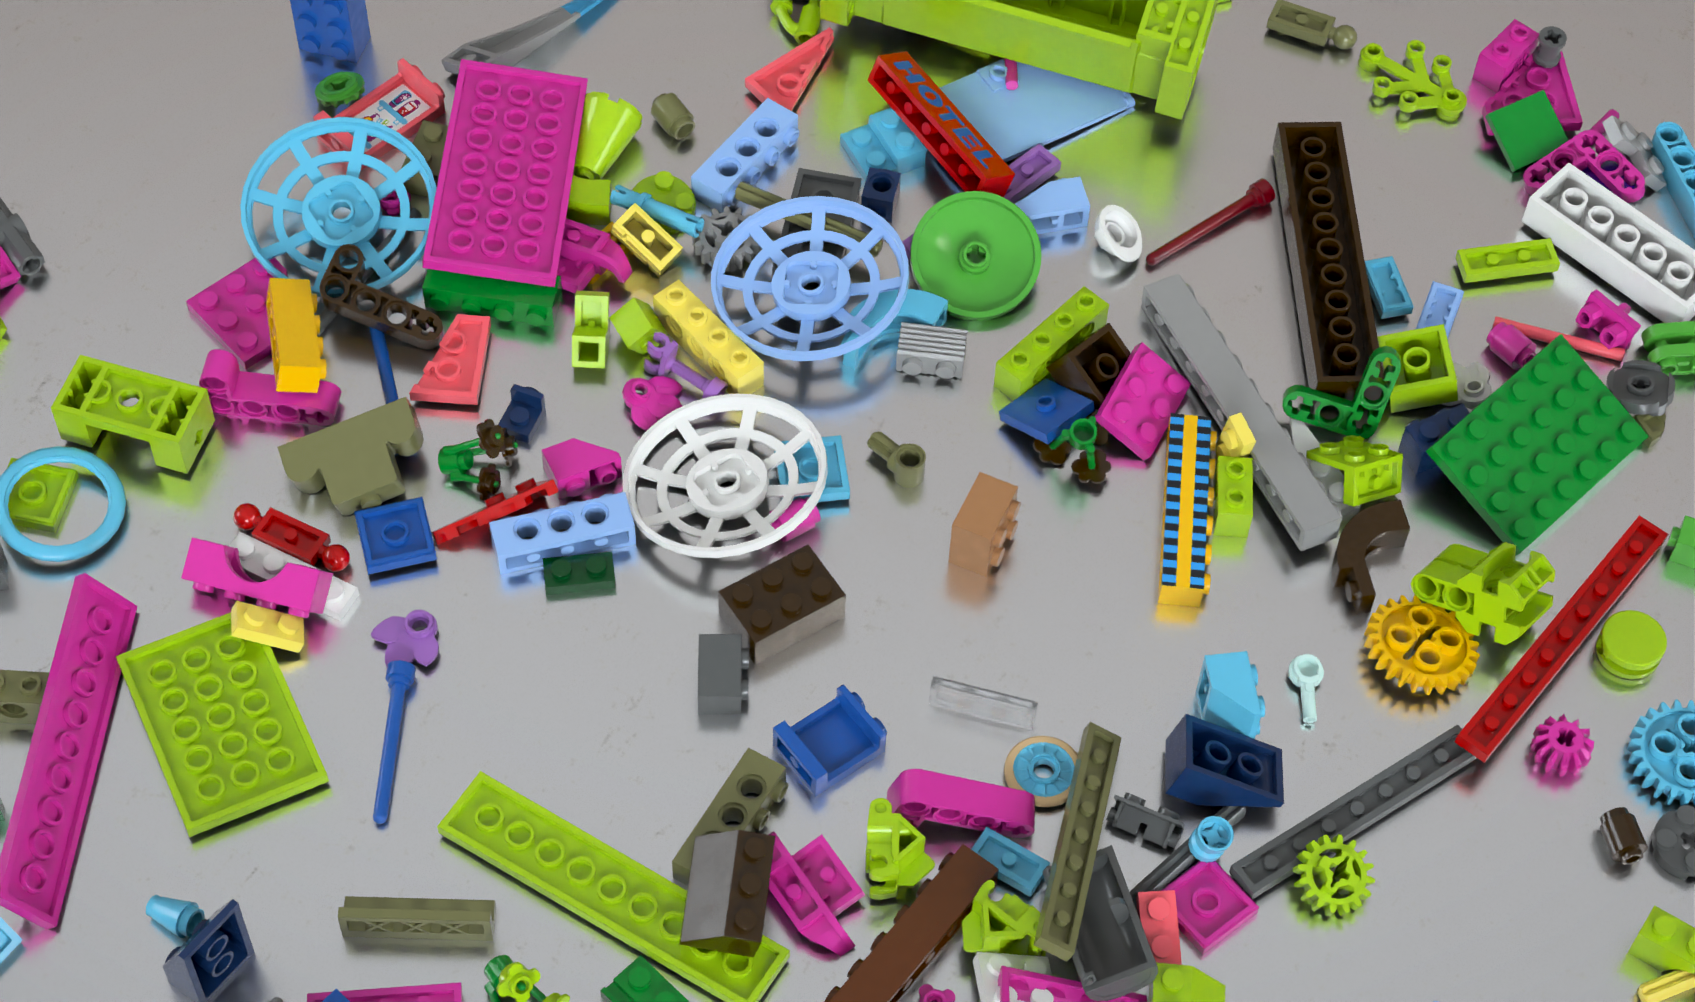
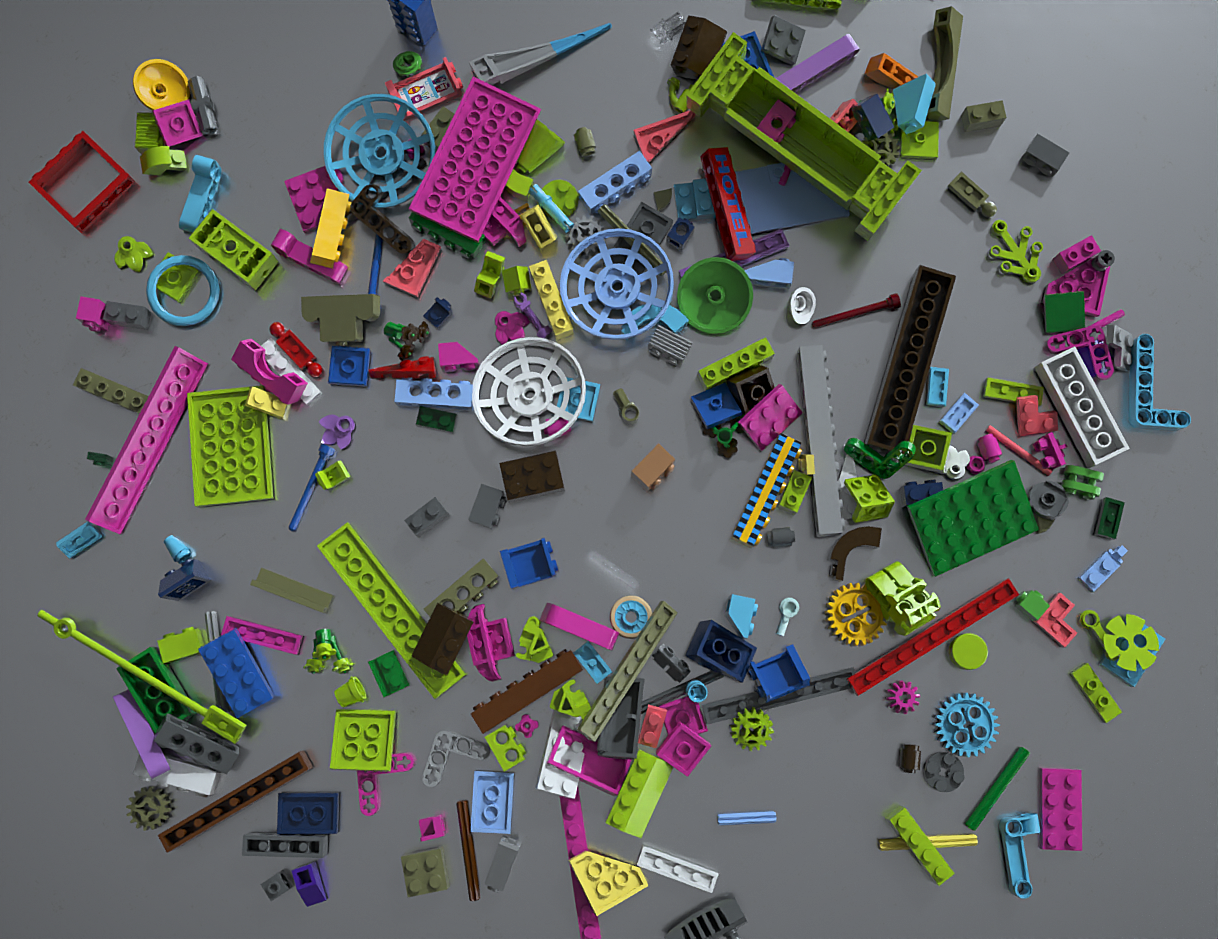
camera: 20 degrees right, 25 degrees up
(45, 350) = (201, 194): none -> medium azure beam
(427, 707) = (332, 475): none -> lime bracket
(621, 720) = (426, 517): none -> dark grey brick
(829, 158) = (662, 198): none -> olive tile
(1231, 944) = (683, 749): none -> dark pink plate
(1241, 570) = (780, 537): none -> dark grey brick
(1342, 771) = (779, 675): none -> blue panel
(1500, 369) = (980, 465): none -> dark pink plate
(1553, 289) = (1032, 421): none -> coral plate

